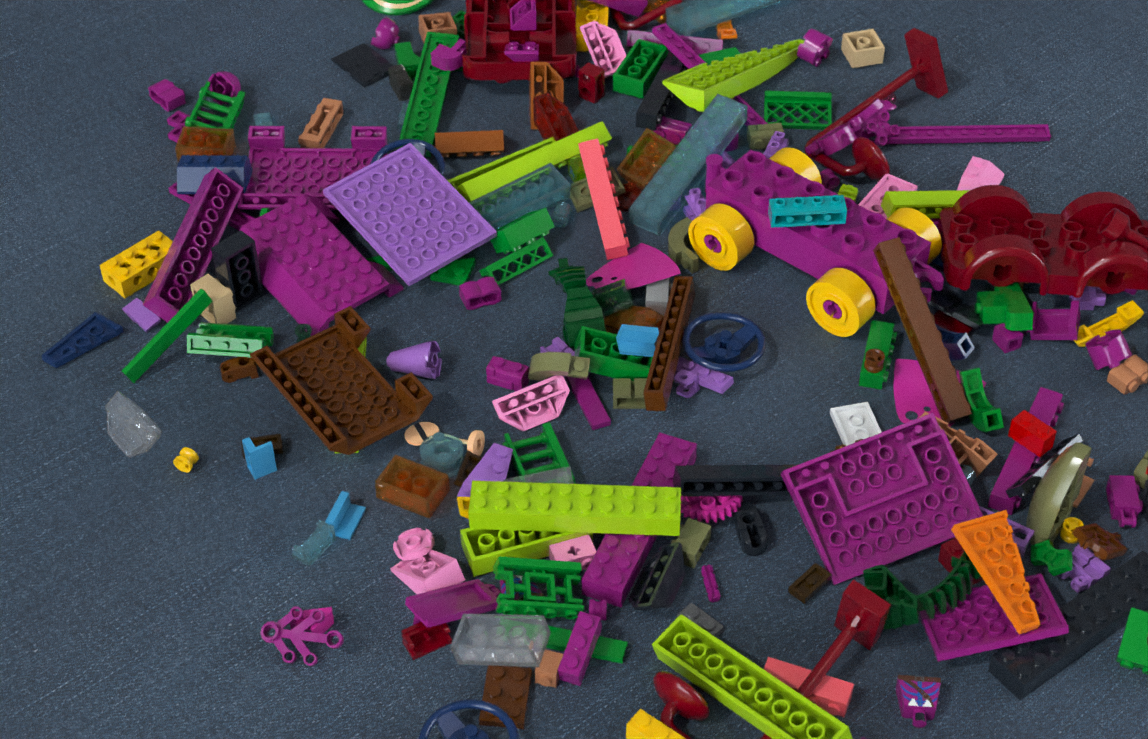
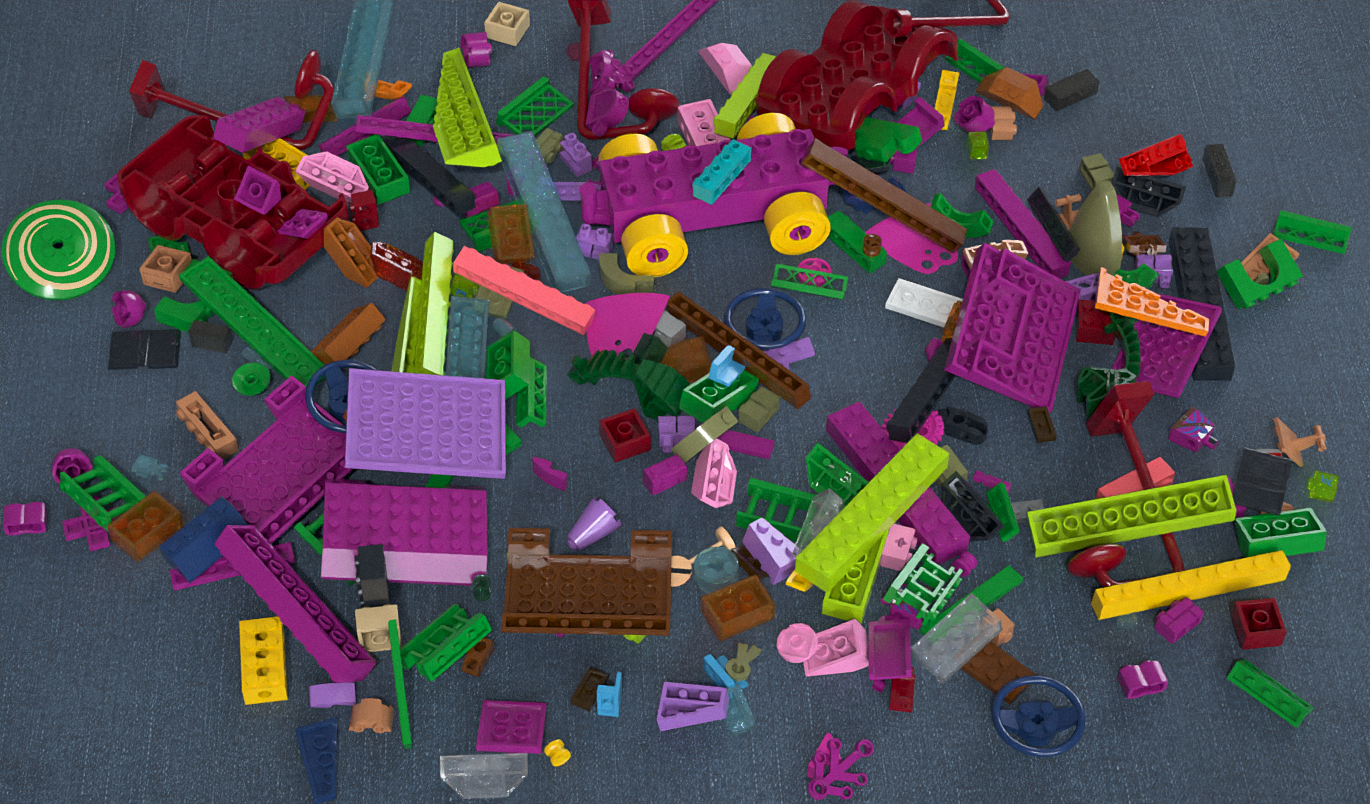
camera: 55 degrees left, 5 degrees up
(135, 341) = (371, 714): none -> nougat cylinder
(186, 420) = (511, 726): none -> magenta plate
(288, 508) = (691, 705): none -> medium lavender wedge
(356, 521) = (739, 668): none -> olive piece
(384, 118) = (250, 373): none -> green dish
(447, 309) = (544, 471): none -> magenta slope
(448, 58) = (236, 281): magenta brick -> none
(480, 293) = (547, 438): magenta brick -> none
(522, 329) = (624, 435): none -> dark red brick
(580, 648) = (1000, 592): magenta brick -> none
(605, 464) = (828, 472): none -> green wedge
(680, 606) = (1002, 506): none -> green tile
(793, 353) = (808, 288): none -> green fence
(818, 352) = (819, 281): none -> dark pink wheel
(1032, 433) = (1024, 208): red brick -> none
(1083, 373) = (978, 145): none -> clear neon green brick

